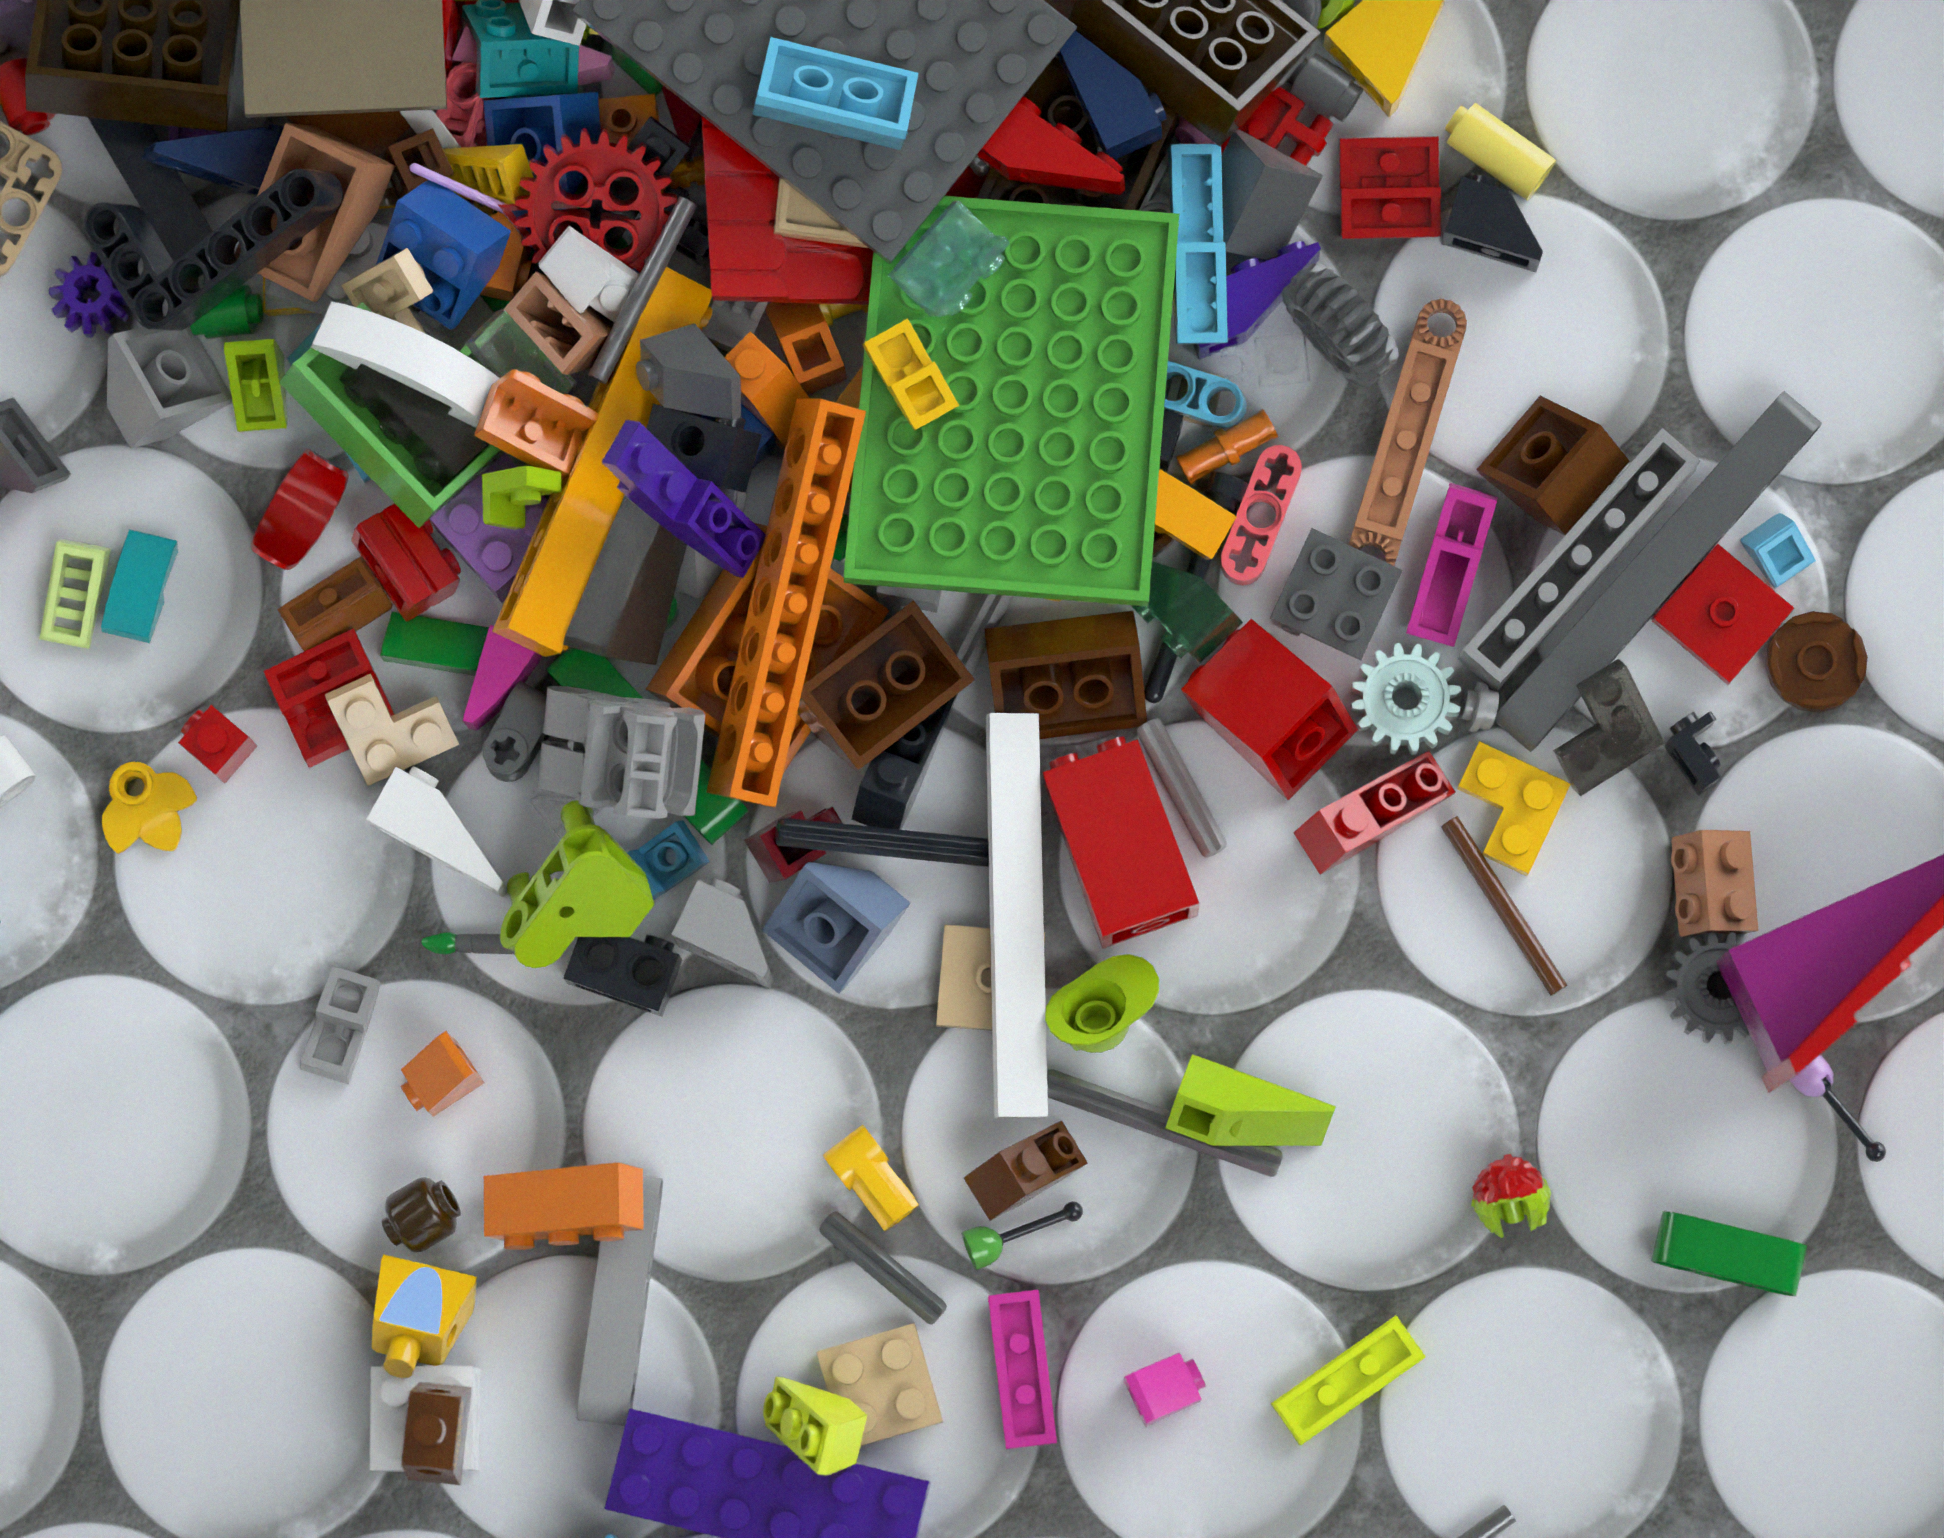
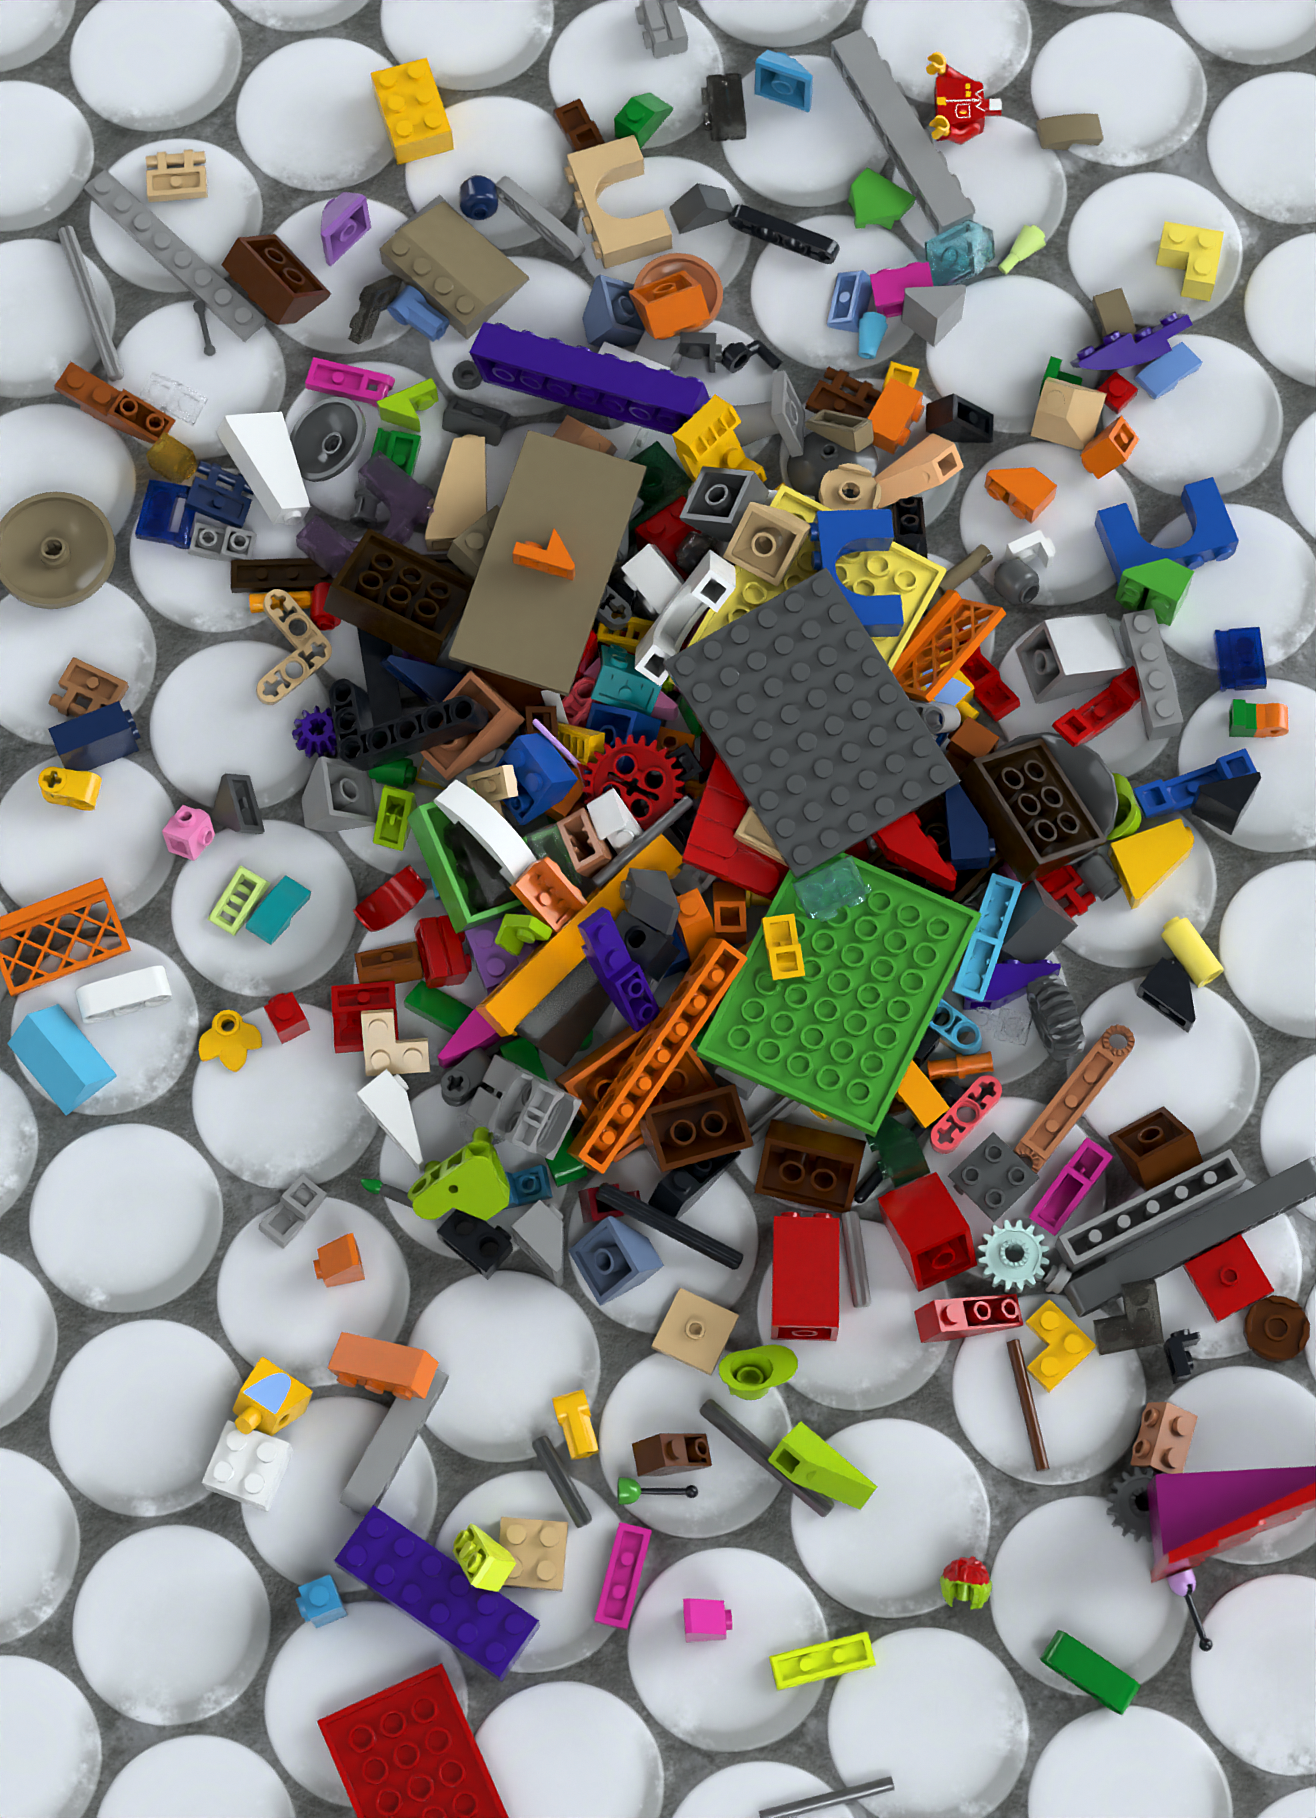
camera: 15 degrees right, 10 degrees down
(421, 1214) = (294, 1341): dark brown head -> none
(436, 1433) = (249, 1473): reddish brown torso -> none
(836, 93) = (799, 765): medium azure slope -> none
(1016, 915) = (725, 1298): white tile -> none
(1389, 187) = (1116, 949): red slope -> none
(1778, 549) = (1277, 1252): medium azure slope -> none

